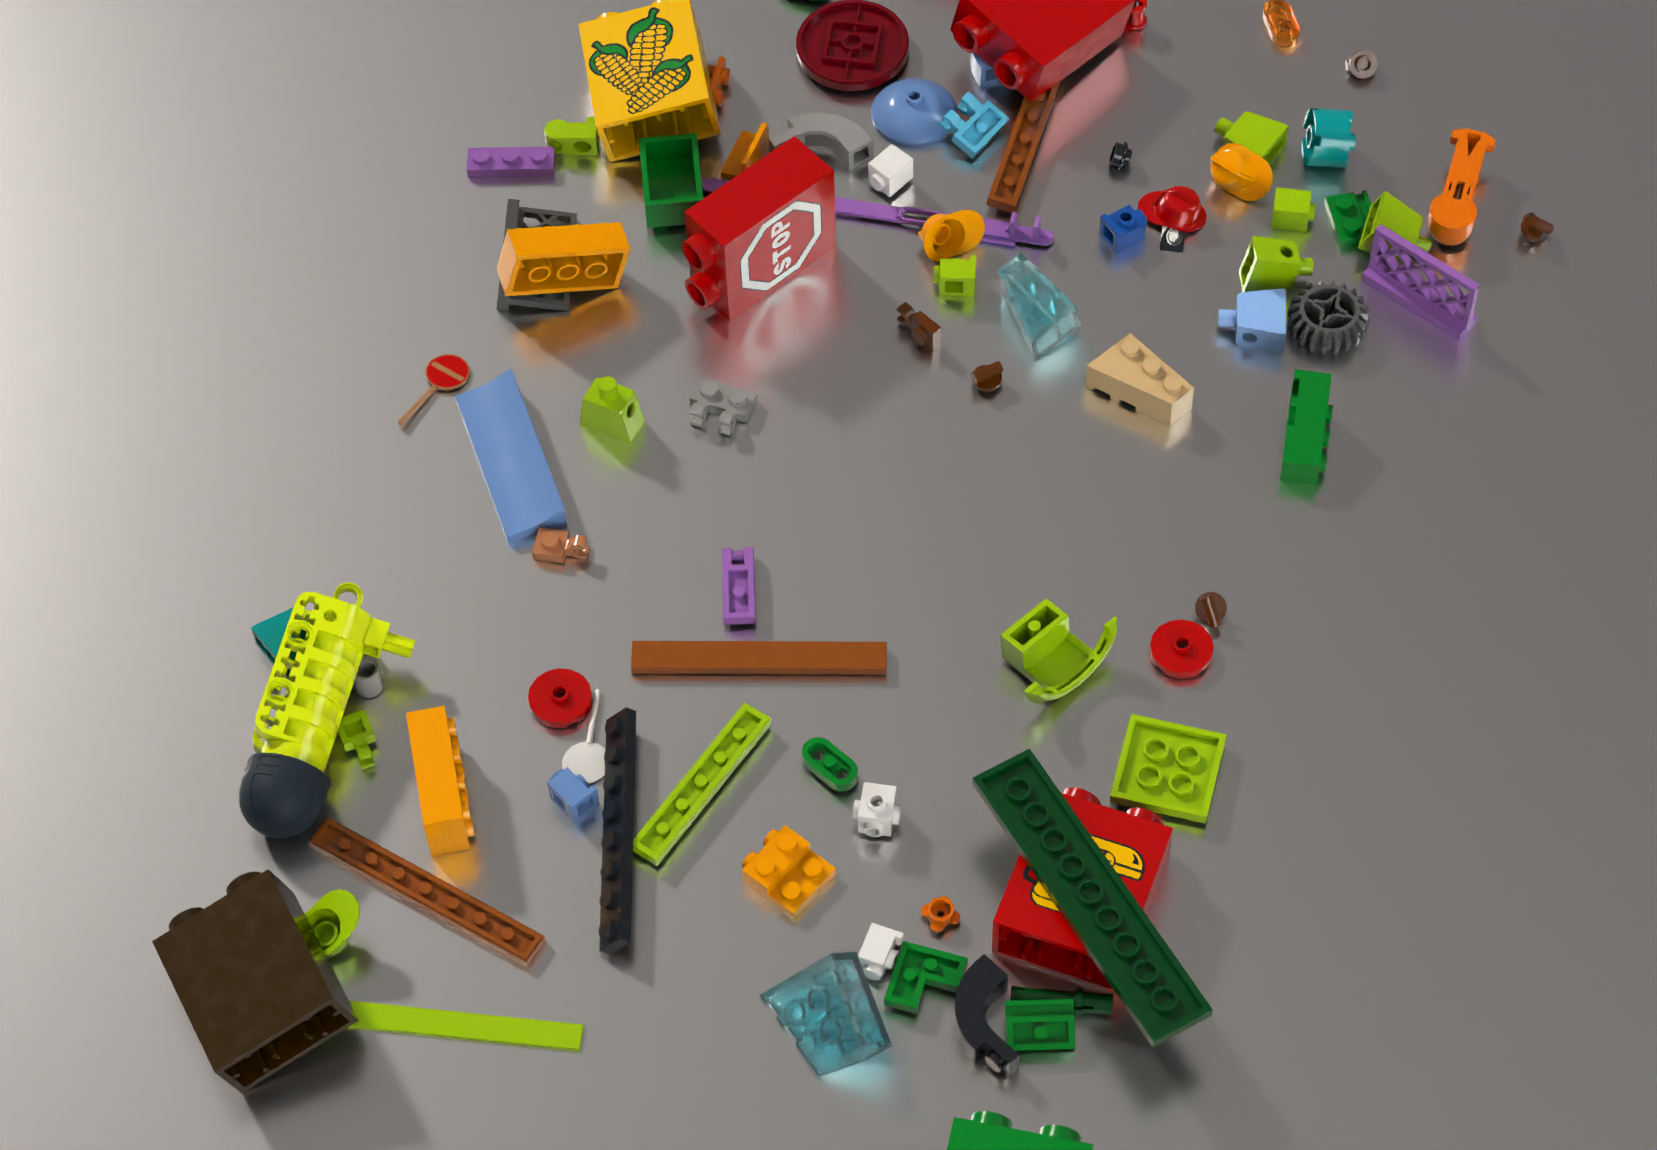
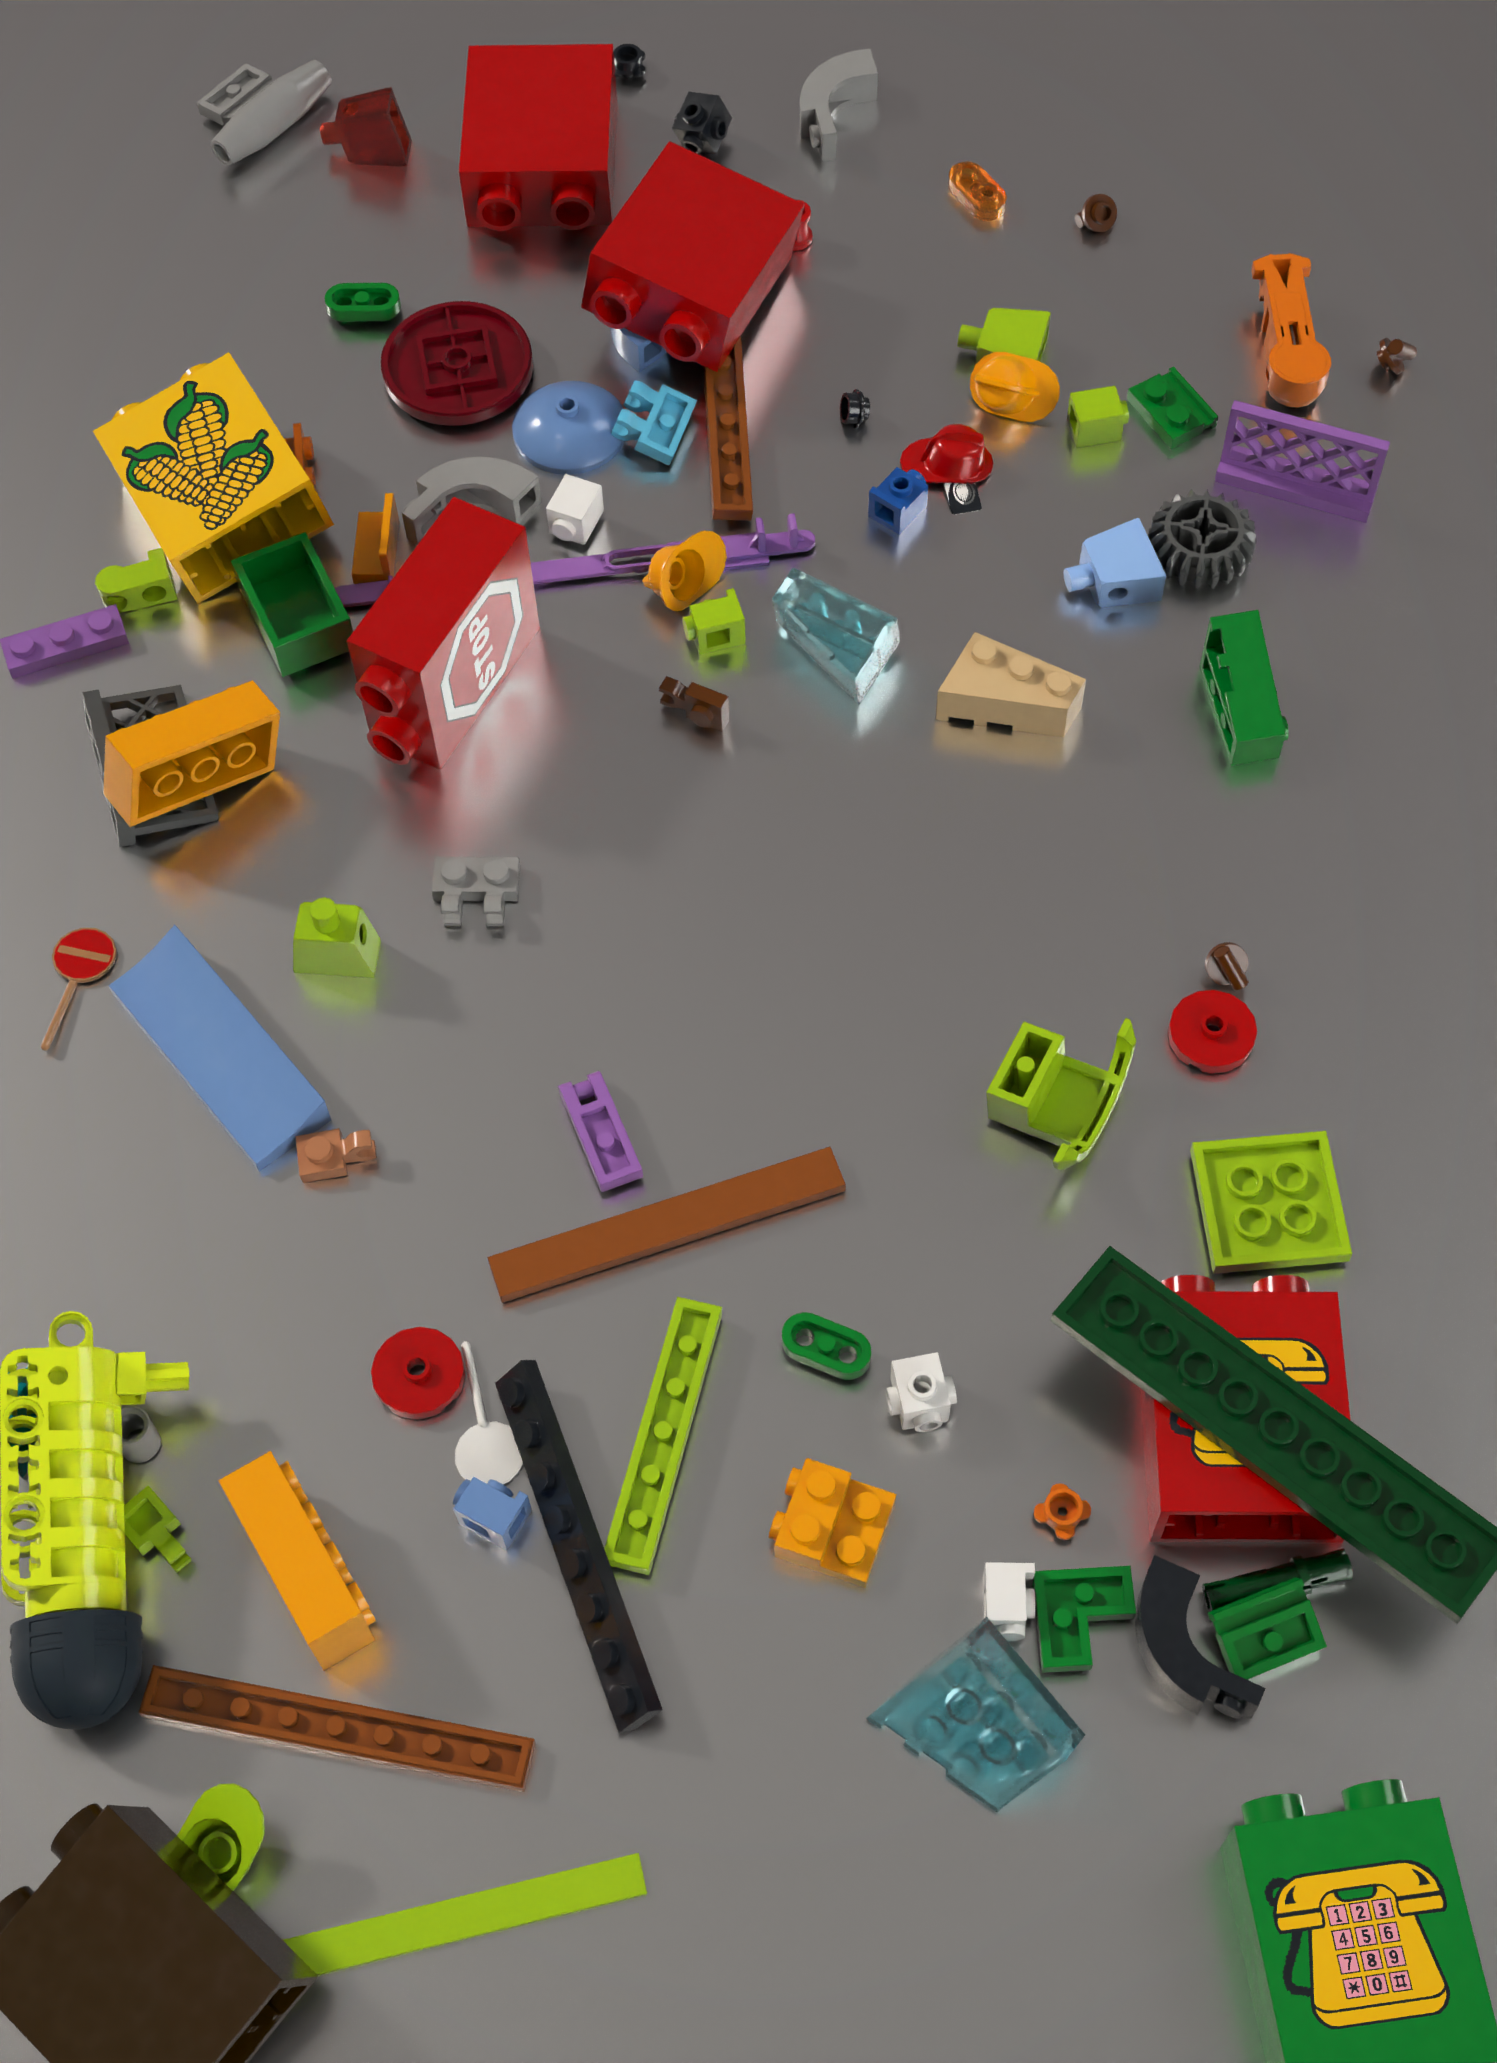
camera: 20 degrees left, 5 degrees up
(987, 377) = (810, 743): reddish brown plate -> none
(1272, 265) = (1106, 494): lime torso -> none
(1327, 138) = (1103, 314): teal brick -> none
(1396, 217) = (1214, 395): lime torso -> none

